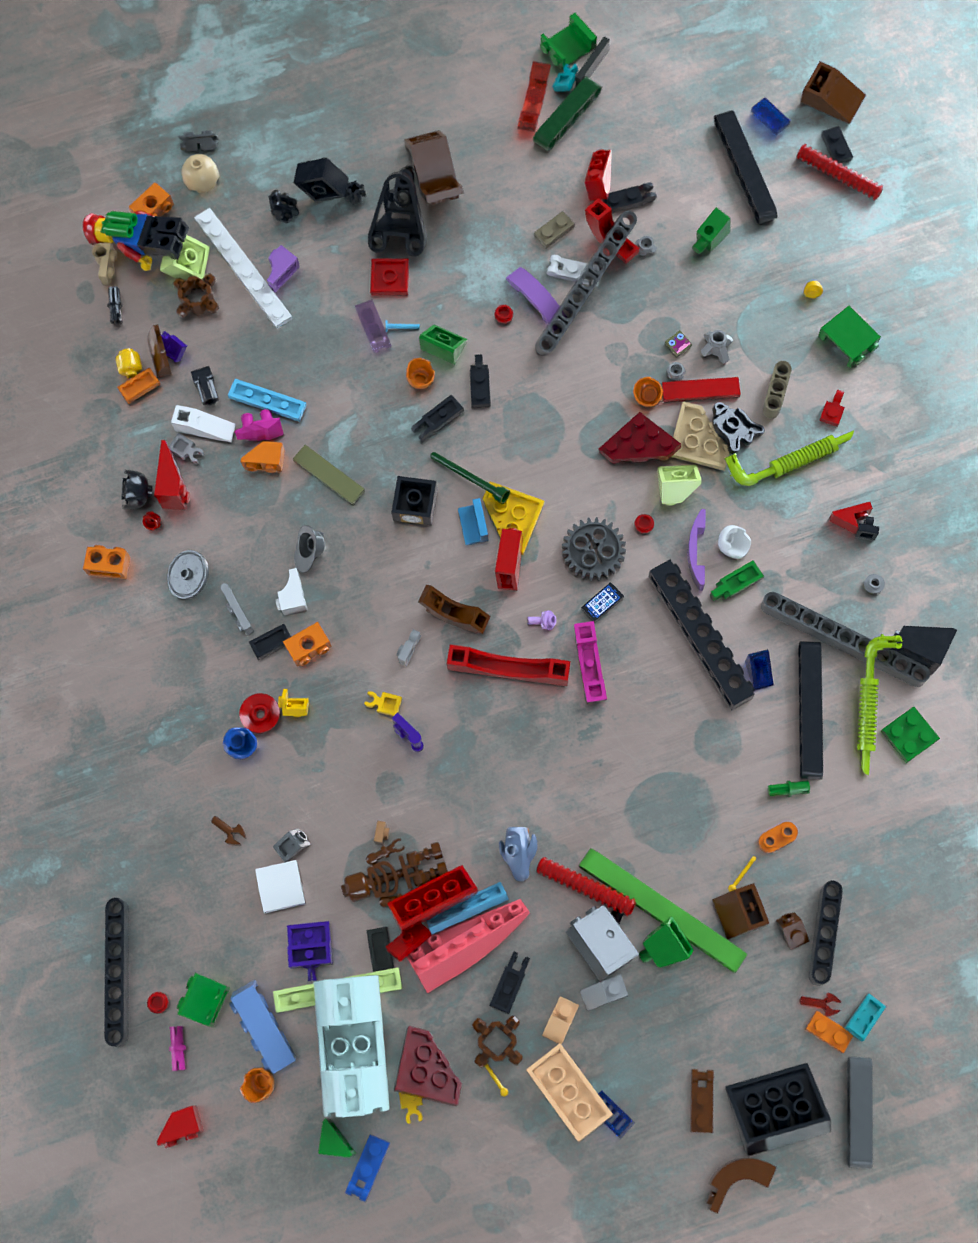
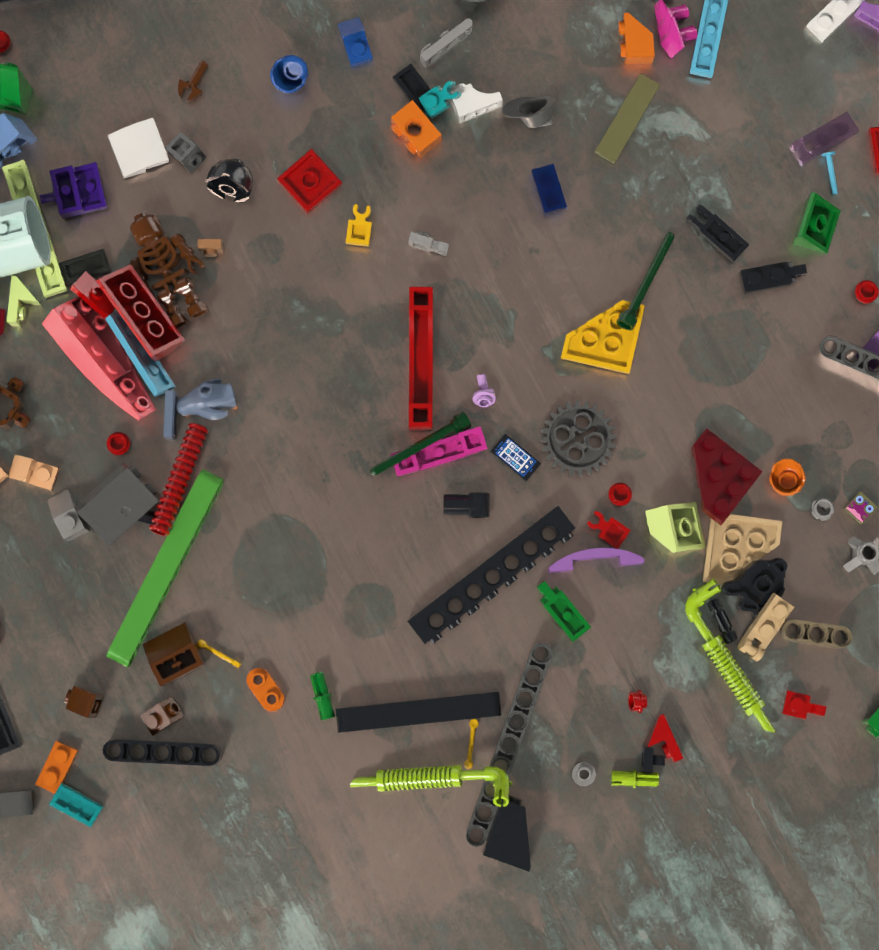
camera: 80 degrees right, 10 degrees up
(219, 686) = (355, 41): none -> blue slope
(259, 703) = (324, 80): red dish -> none
(286, 622) = (436, 99): none -> teal plate
(293, 706) = (341, 125): yellow bracket -> none
(324, 805) = (231, 179): none -> black cylinder
(336, 741) = (309, 181): none -> red tile
(378, 544) = (549, 189): none -> clear blue plate
(397, 1008) = (18, 296): none -> yellowish green slope
(404, 729) = (330, 250): dark purple plate -> none
(414, 500) = (606, 221): black brick -> none
(420, 373) = (770, 203): orange hair -> none
(452, 612) = (477, 286): reddish brown arch -> none
(473, 523) = (591, 295): dark azure panel -> none
(509, 559) = (548, 340): red slope -> none
(509, 985) = (63, 411): black hinge -> none
(525, 887) = (170, 415): none -> sand blue tile
(545, 938) = (118, 443): none -> red plate
(567, 643) = (459, 423): none -> dark green piece
(638, 641) = (472, 505): none -> black piece
(666, 945) = (124, 576): green torso -> none
(674, 533) = (611, 532): none -> red plate
(701, 389) = (803, 542): red tile -> none
(734, 542) = (609, 602): white hair -> none
(758, 459) = (722, 621): none -> black axle
(759, 669) = (456, 649): clear blue slope -> none
(767, 427) = (765, 627): none -> tan plate
(775, 997) = (83, 702): none -> reddish brown slope
(818, 533) = (637, 701): none -> red plate
(821, 1003) = (86, 756): clear red bar -> none
(857, 675) = (473, 724): none -> yellow hinge
(881, 544) = (634, 778): none -> lime axle
(910, 734) = (406, 831): green plate -> none

